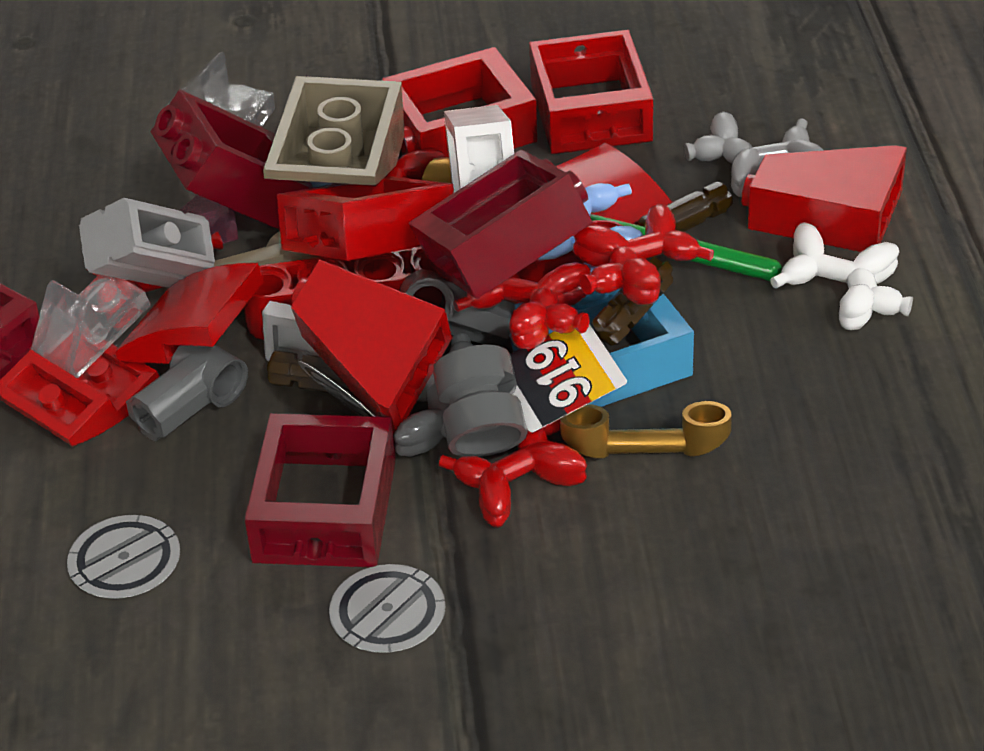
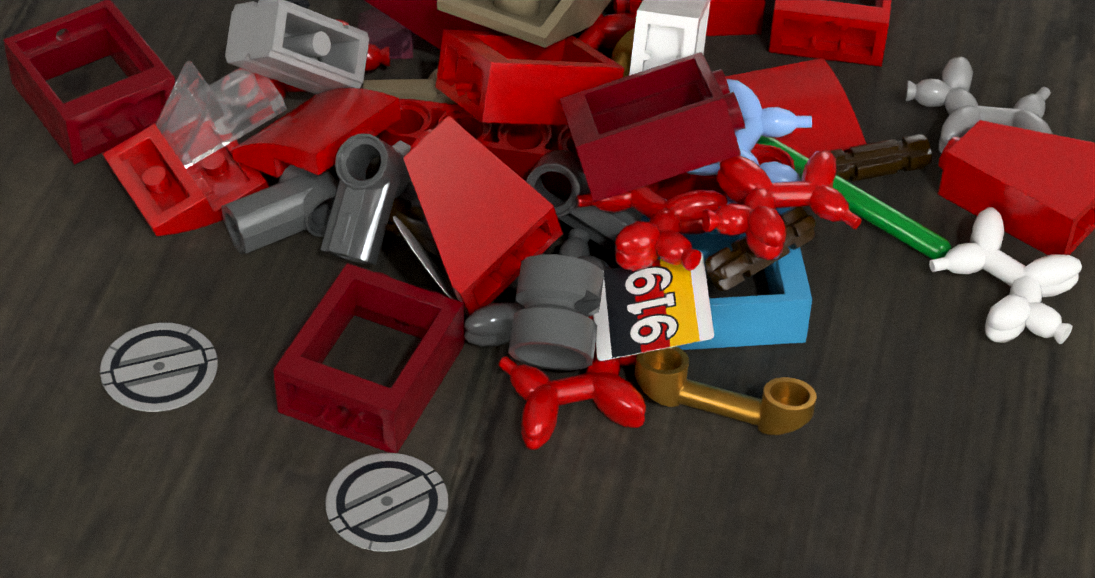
camera: 15 degrees right, 5 degrees up
(261, 363) = (363, 205): none -> dark grey piece

